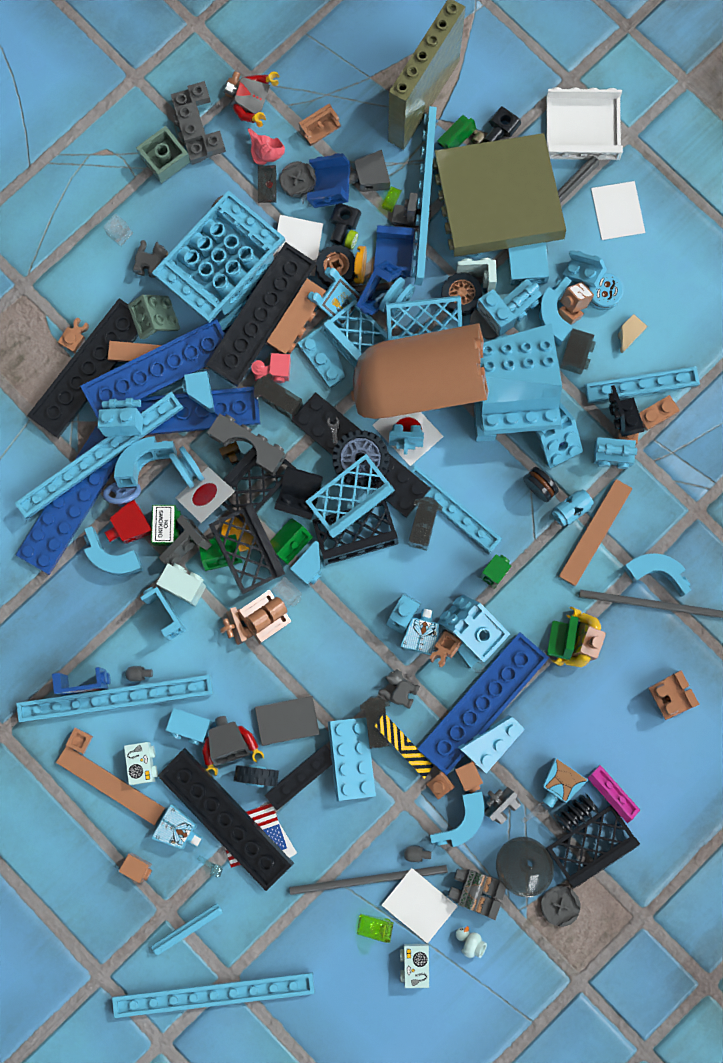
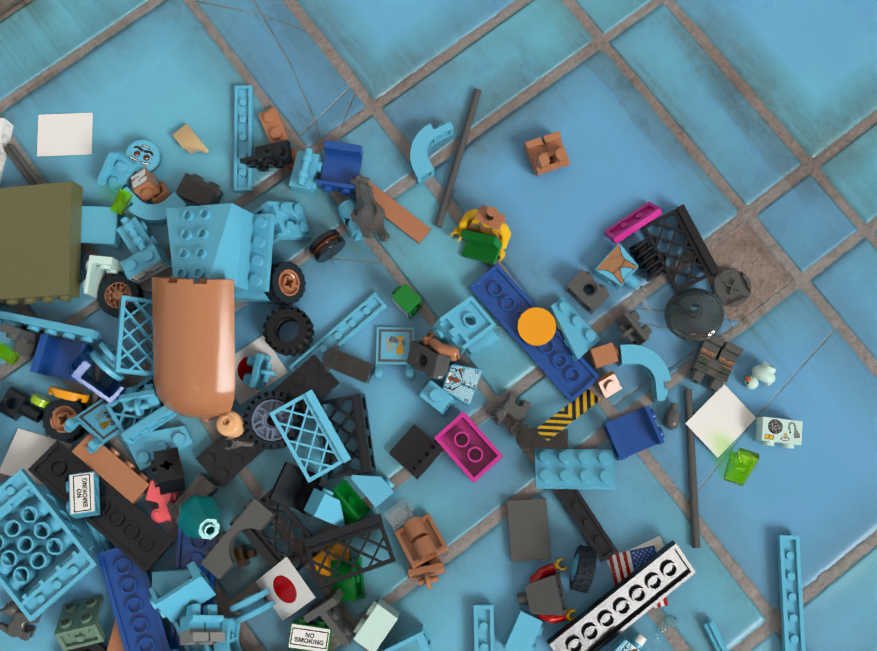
camera: 85 degrees left, 0 degrees up
(161, 424) = (201, 629): none -> hips
(188, 404) = (194, 591): none -> medium azure panel
(261, 405) = (199, 517): none -> teal cone
(268, 297) = (83, 495): none -> brick
(284, 520) = (325, 507): none -> medium azure slope
(301, 369) = (168, 470): none -> black brick
(348, 601) = (416, 451): none -> black bracket
(351, 419) = (230, 424): none -> light nougat head
(359, 650) = (468, 447): none -> dark pink brick
(362, 331) = (138, 401): none -> medium azure hips
(395, 815) = (633, 432): none -> blue panel
(441, 600) = (428, 360): none -> dark grey brick
(446, 646) = (476, 359): nougat plate -> none
(448, 567) = (393, 348): none -> medium azure flag
(451, 610) = (445, 349): none -> nougat arm
(455, 445) = (274, 324): none -> black tyre
(488, 704) = (536, 326): none -> light orange tile
(496, 450) = (286, 283): none -> black wheel
(522, 758) = (588, 302): none -> dark grey brick
(555, 278) = (121, 201): none -> clear neon green piece
(581, 520) = (368, 212): none -> dark grey animal
(623, 486) = (340, 164): none -> blue panel

